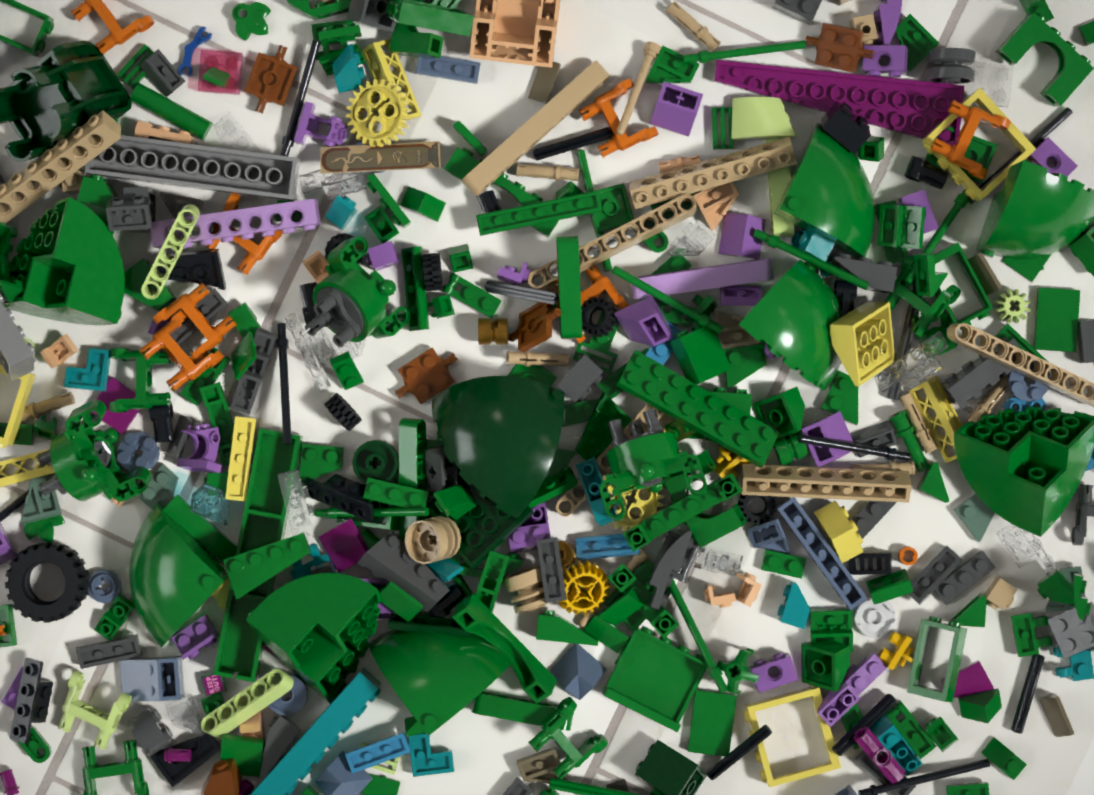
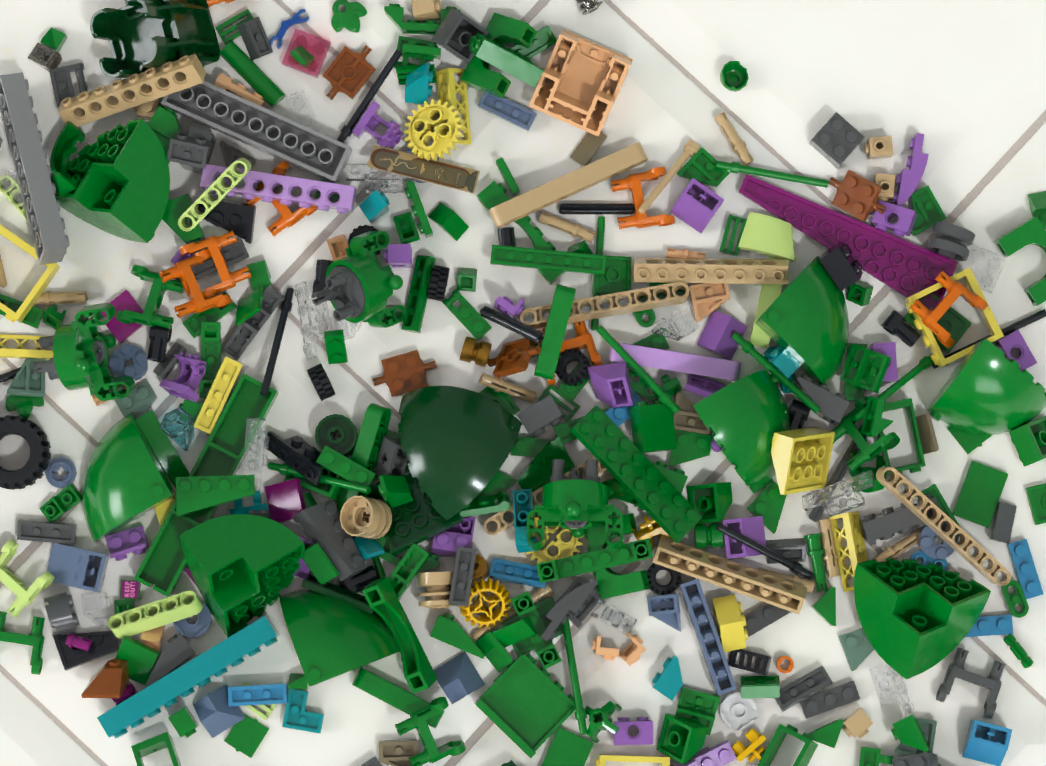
camera: 10 degrees right, 5 degrees down
(59, 351) = (87, 253): light nougat bracket -> none
(92, 377) = (110, 284): teal plate -> none
(320, 460) = (287, 419): green wing -> none
(442, 306) = (438, 316): green tile -> none
(783, 564) = (671, 637): green plate -> none
(1020, 306) = (937, 467): yellowish green gear -> none
(1080, 602) = (924, 750): green slope -> none

